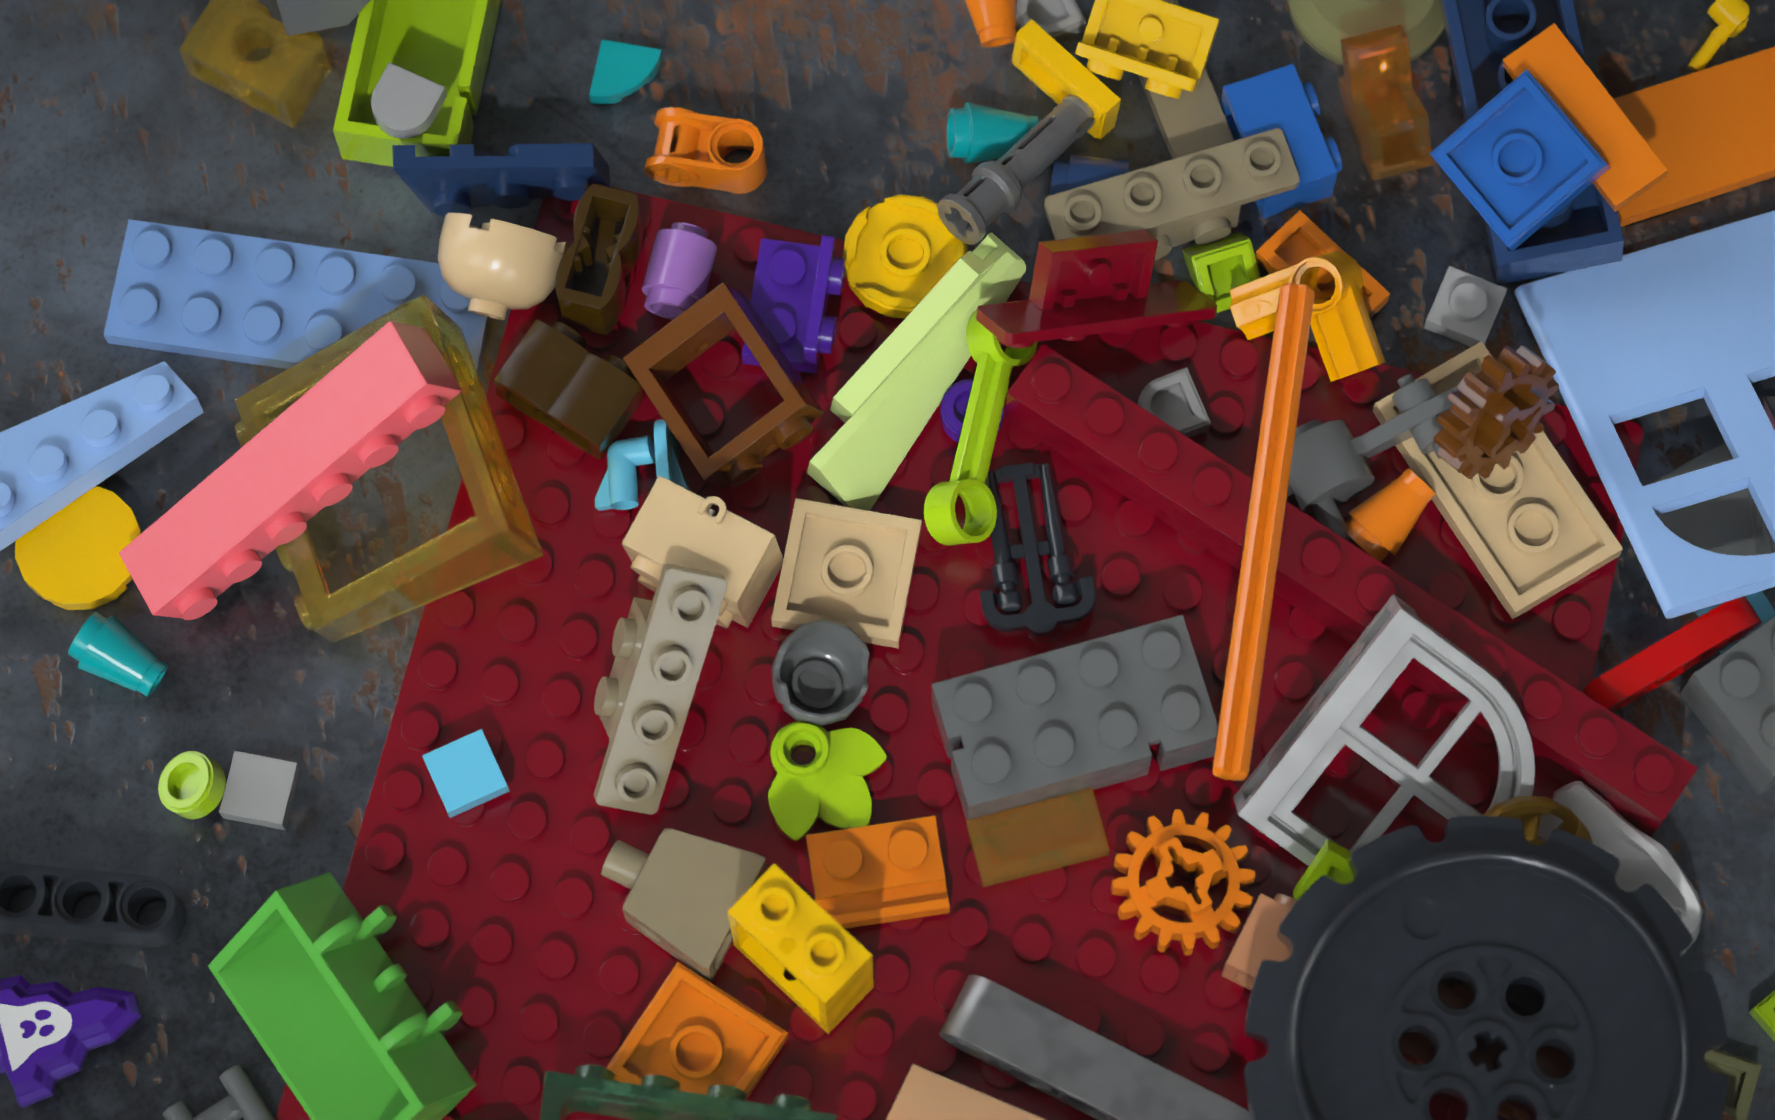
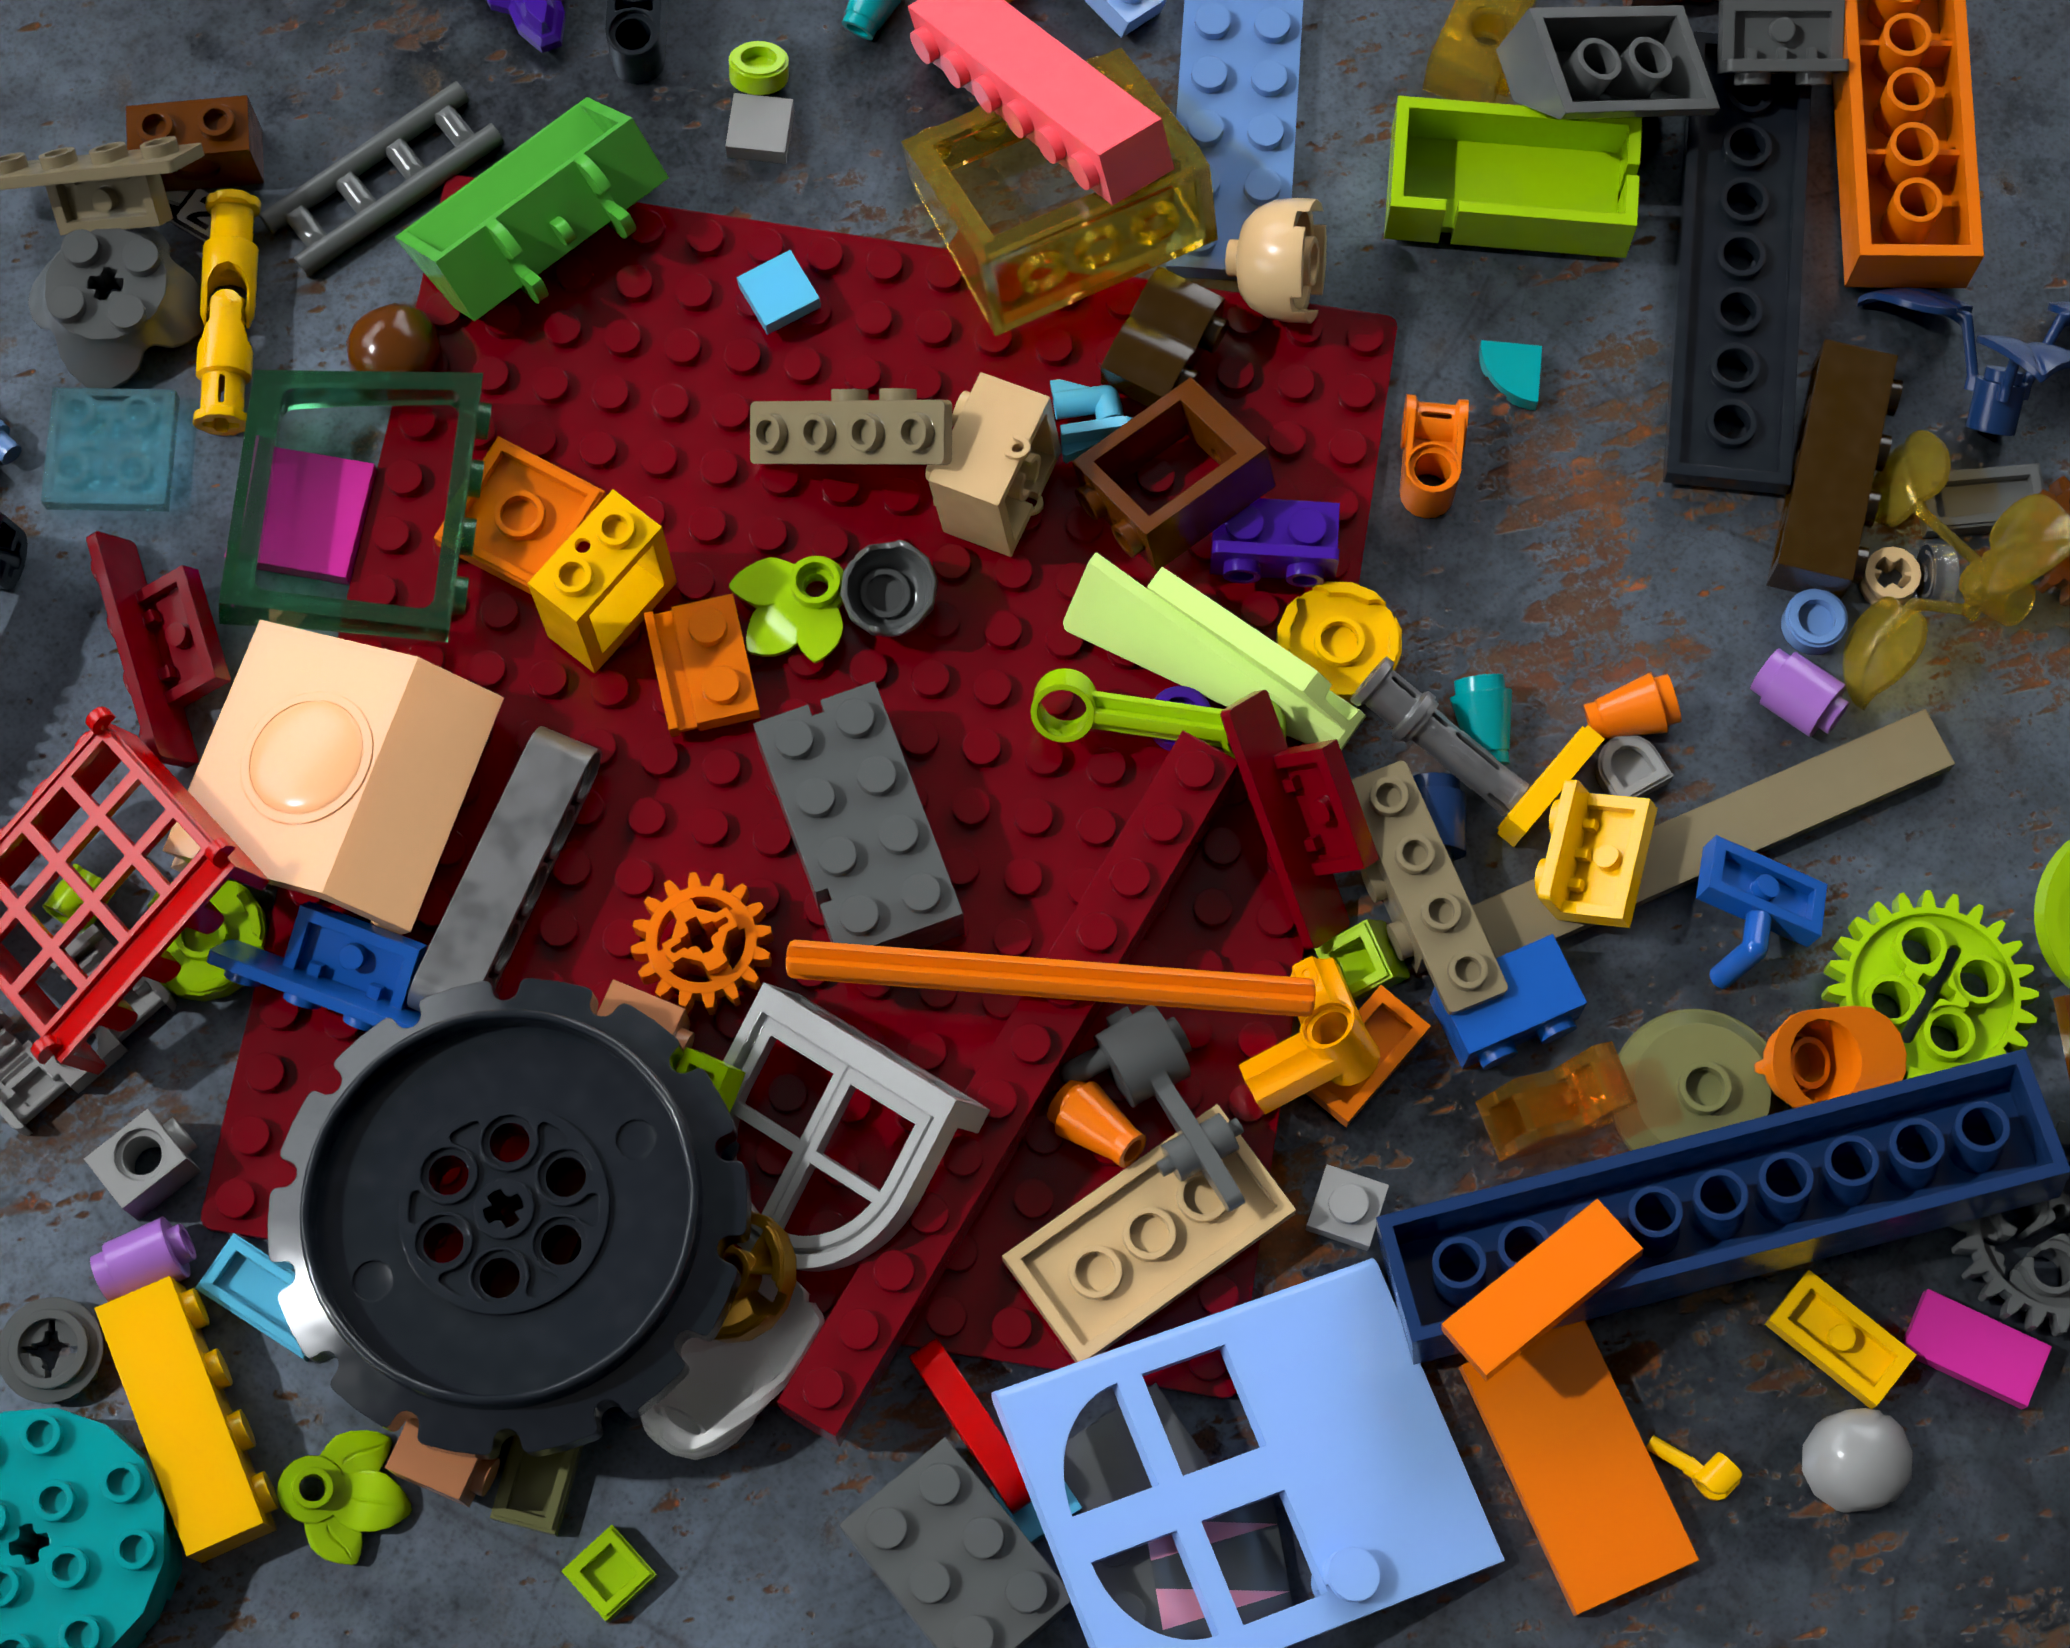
camera: 85 degrees right, 0 degrees up
(405, 102) = (1429, 151): light grey tile -> none
(510, 182) = (1372, 269): dark blue wing -> none
(603, 254) = (1283, 348): dark brown brick -> none
(678, 269) = (1296, 428): medium lavender brick -> none
(684, 894) = (672, 483): dark tan torso -> none
(847, 570) = (997, 610): tan plate -> none
(1037, 837) = (746, 810): clear yellow tile -> none
(1040, 617) = (967, 793): black piece -> none
(1176, 402) = (1201, 910): light grey tile -> none
(1496, 412) = (1196, 1206): reddish brown gear -> none
(1520, 160) = (1485, 1223): blue plate -> none

